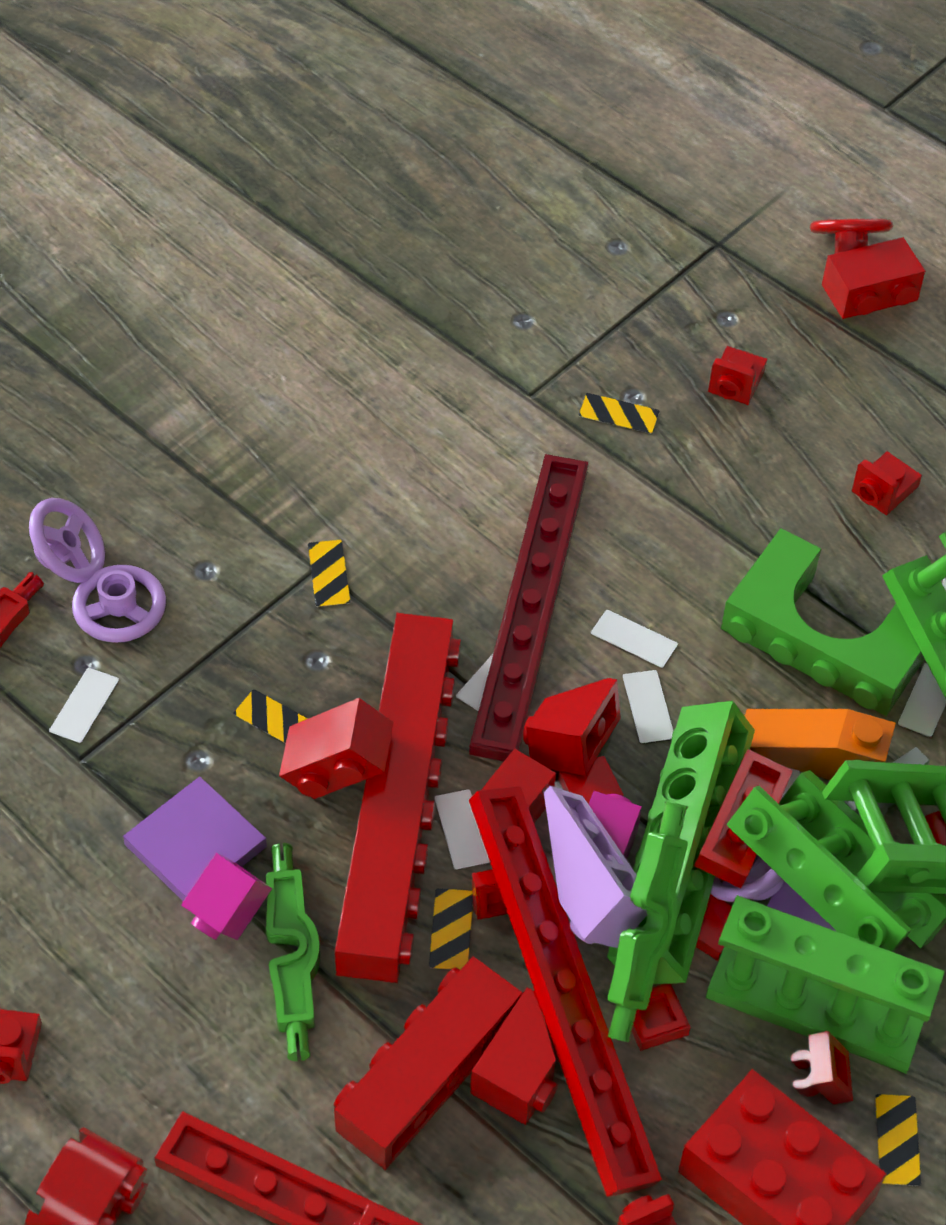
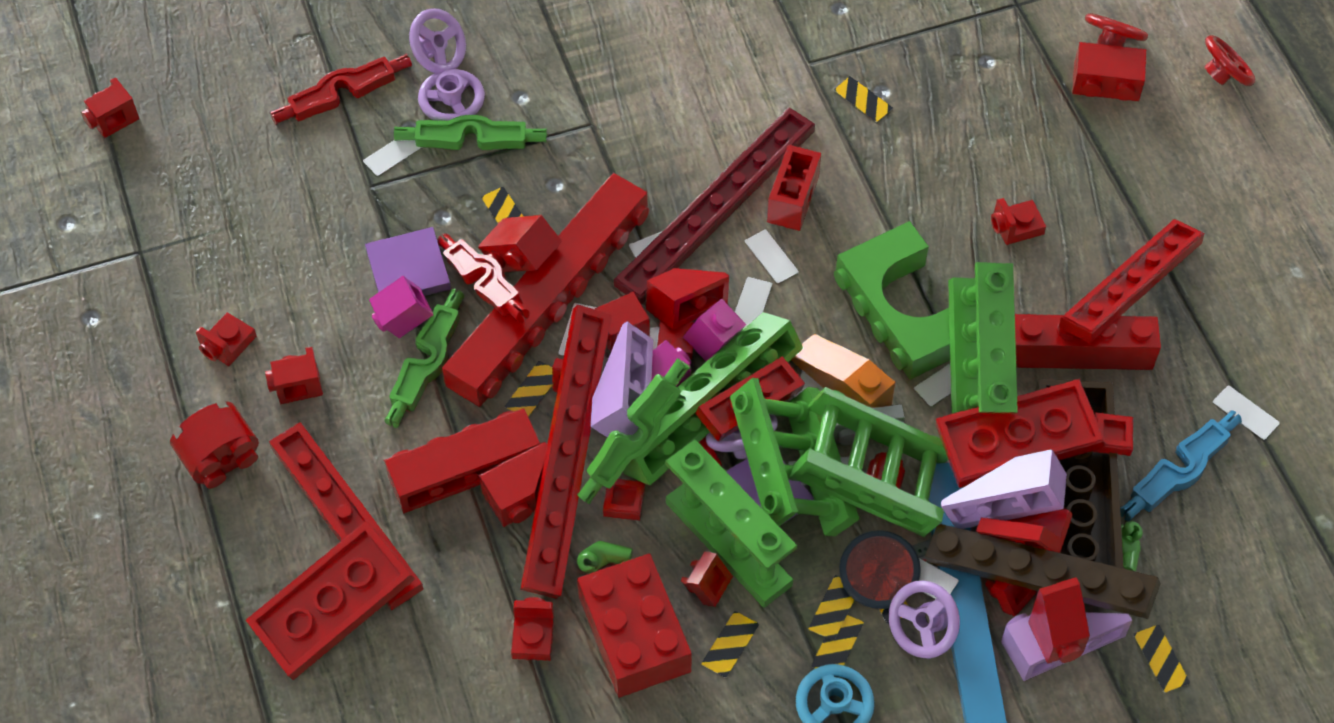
camera: 30 degrees right, 5 degrees up
(137, 1053) = (295, 377): none -> red brick
(149, 648) = (452, 133): none -> bright green piece
(328, 573) = (597, 130): sticker -> none
(334, 818) = (491, 279): none -> piece
(621, 544) = (794, 187): none -> red brick
(640, 754) = (714, 329): none -> dark pink brick
(675, 1099) = (601, 554): none -> bright green arm
(736, 375) = (962, 104): red bracket -> none

